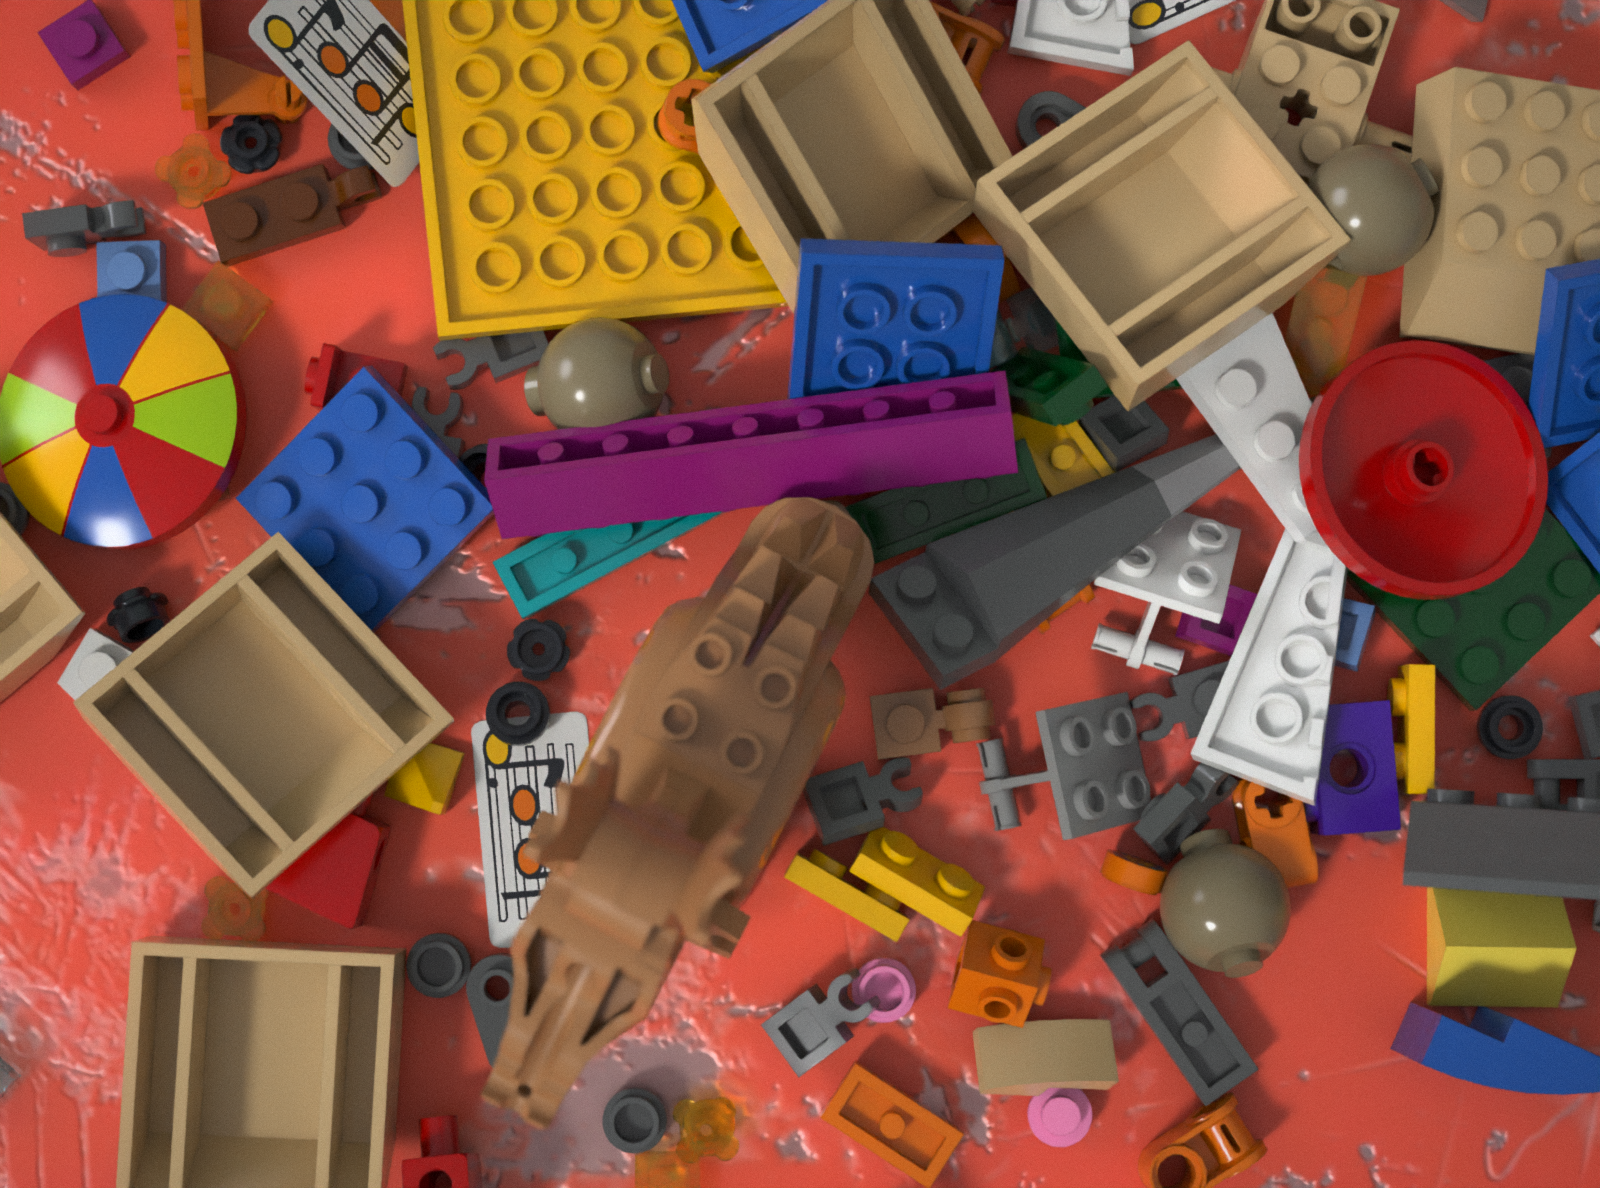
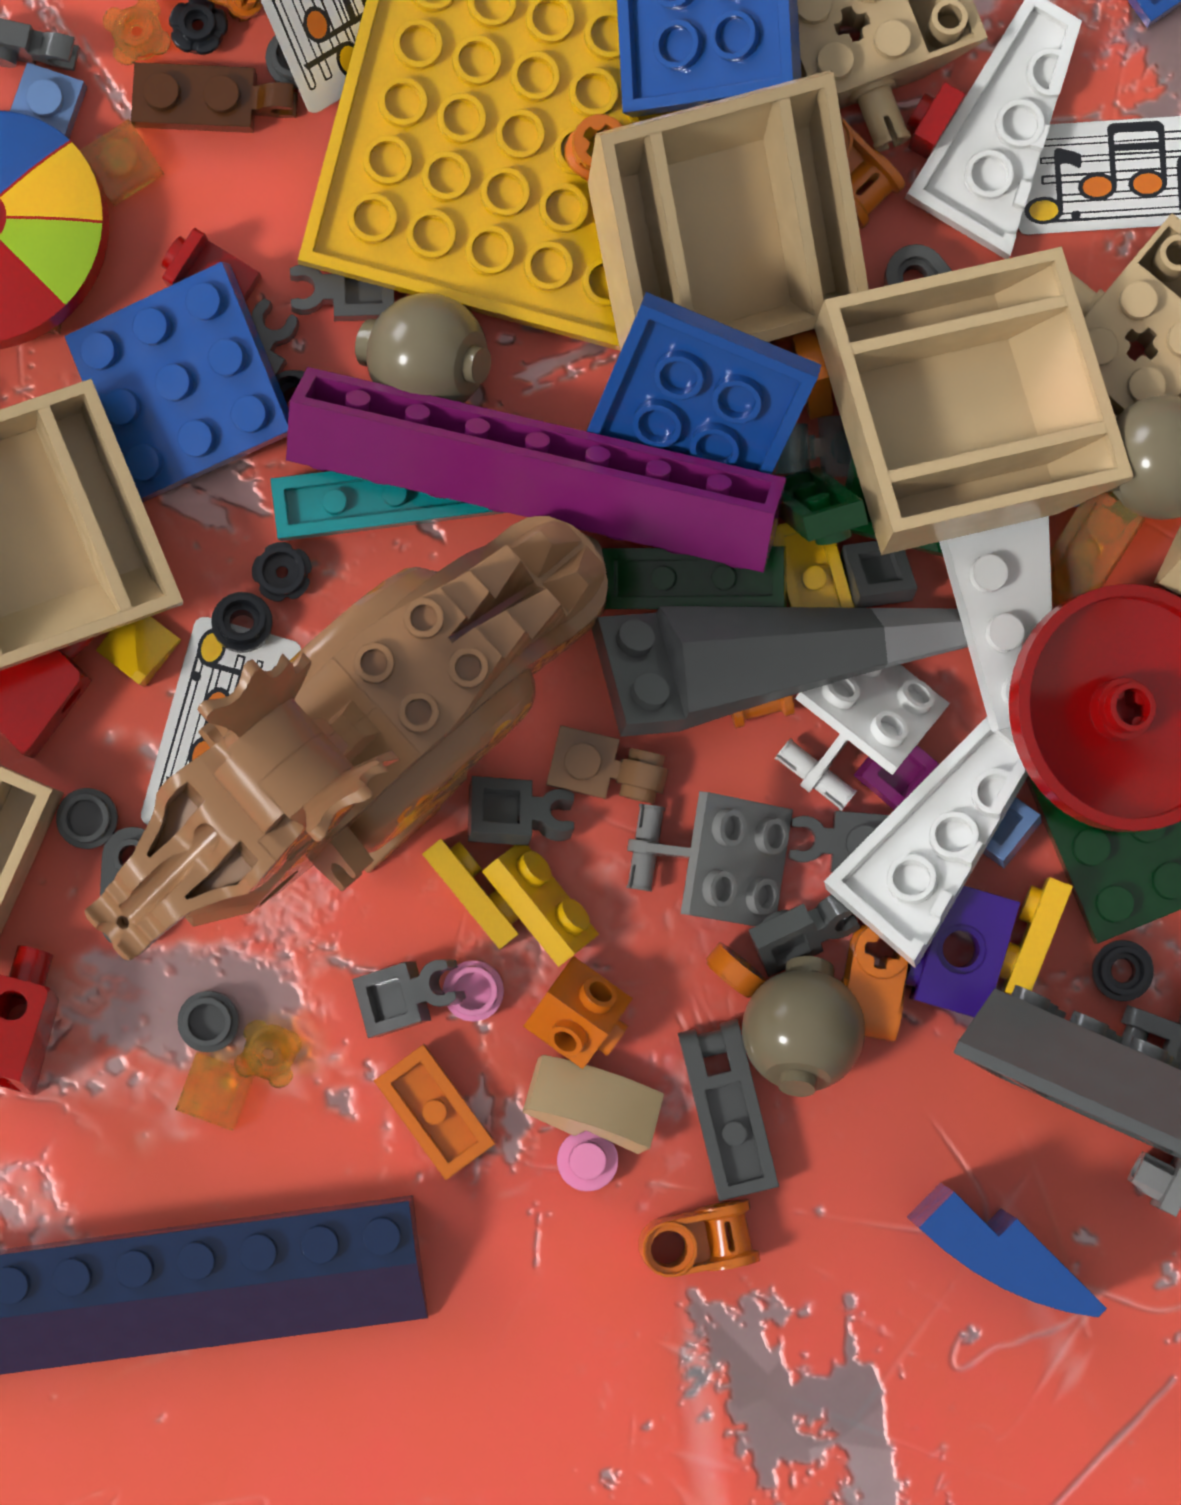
camera: 20 degrees right, 0 degrees up
(1496, 949) = (1035, 1158): light yellow slope -> none

